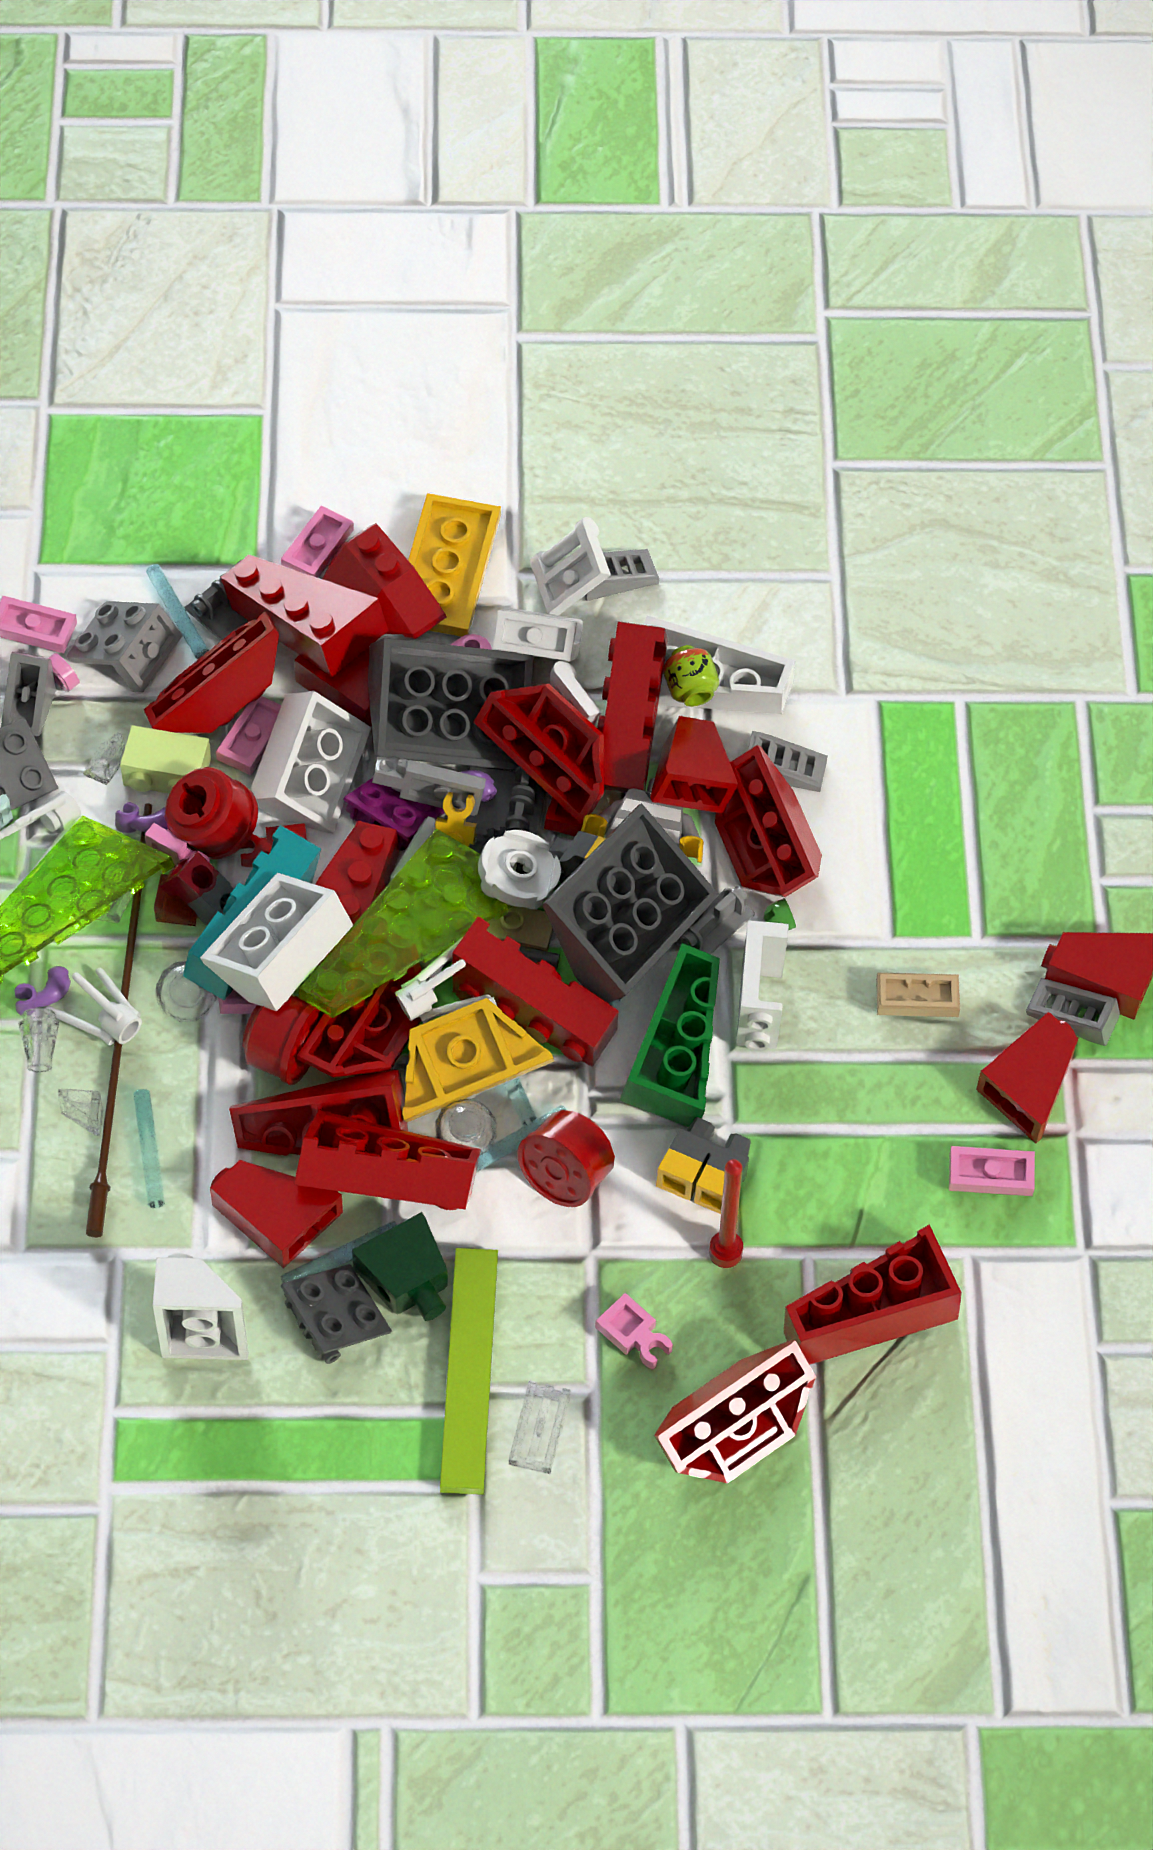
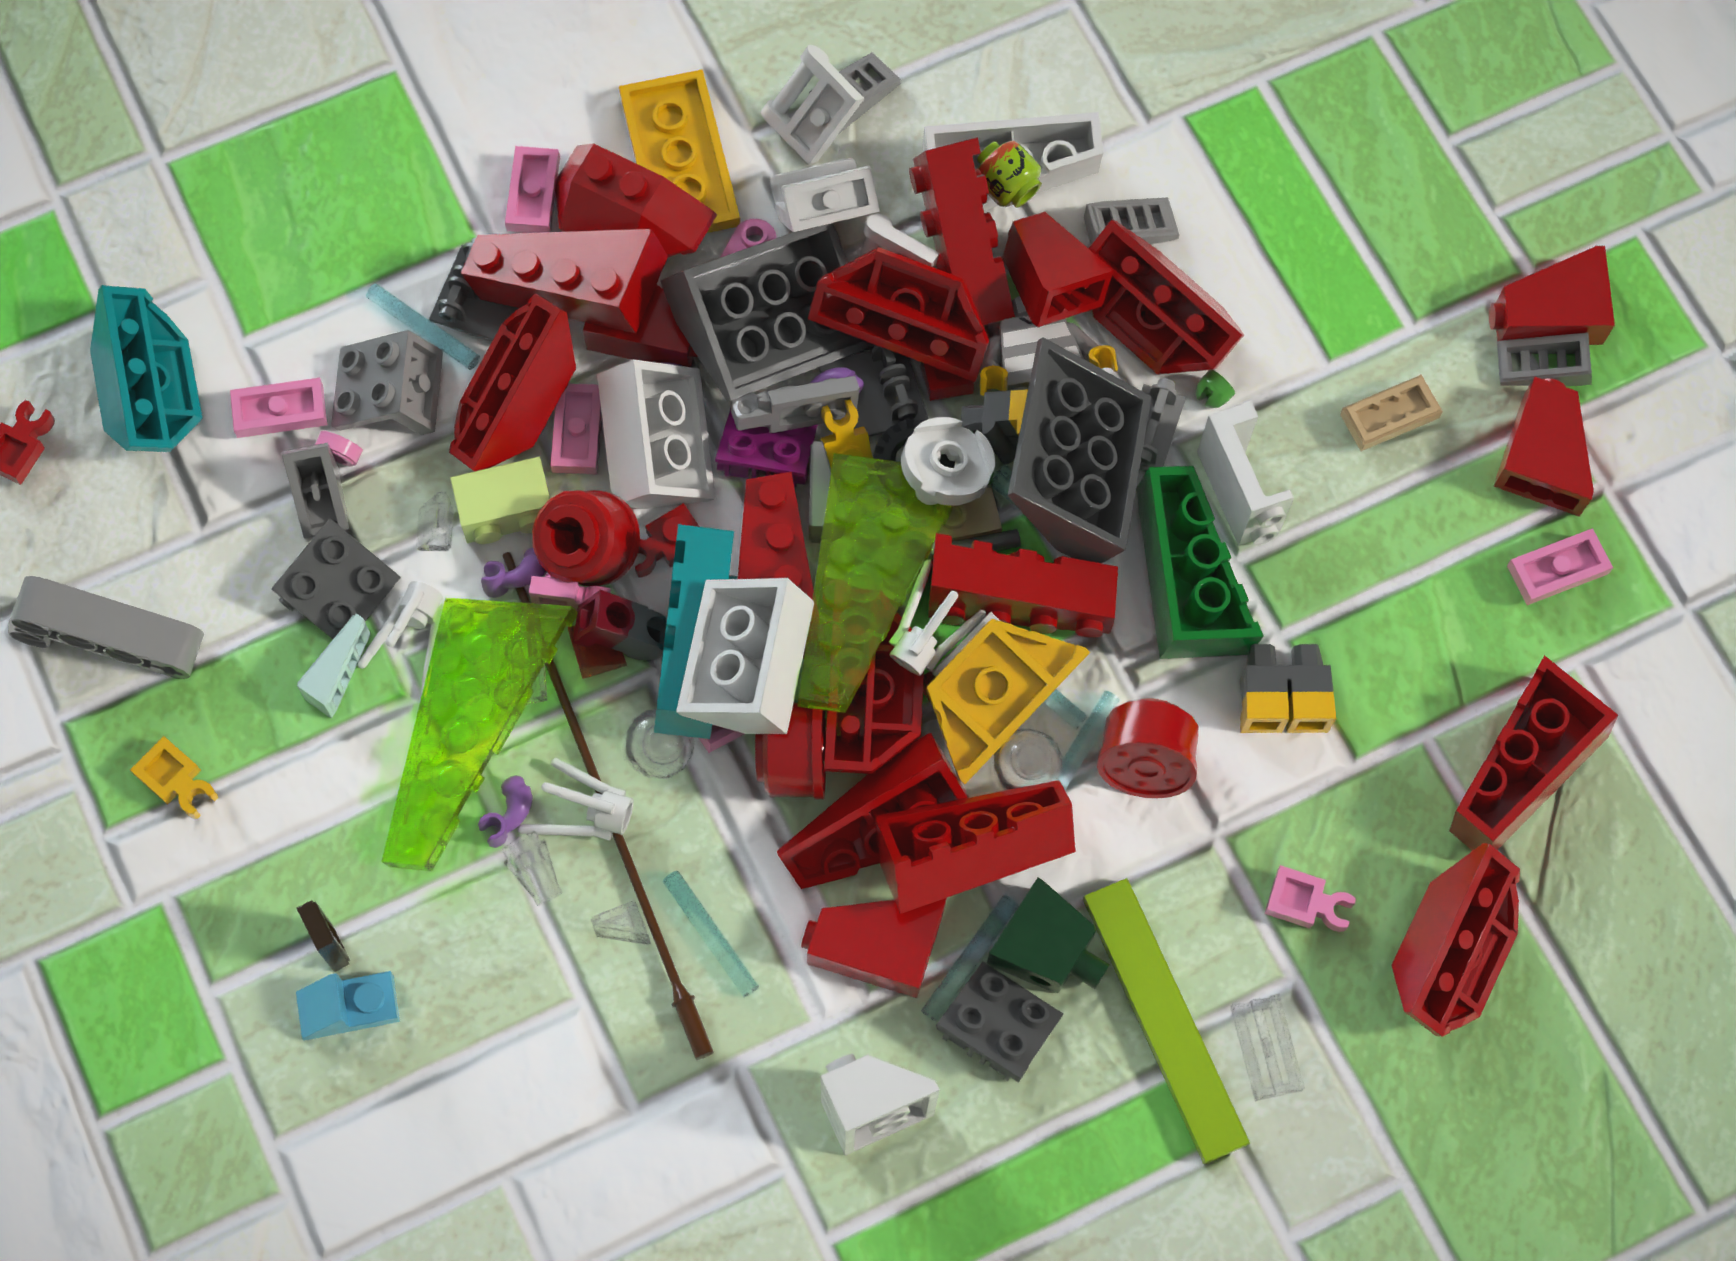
camera: 25 degrees left, 10 degrees up
(726, 1245) = (1349, 765): red piece -> none

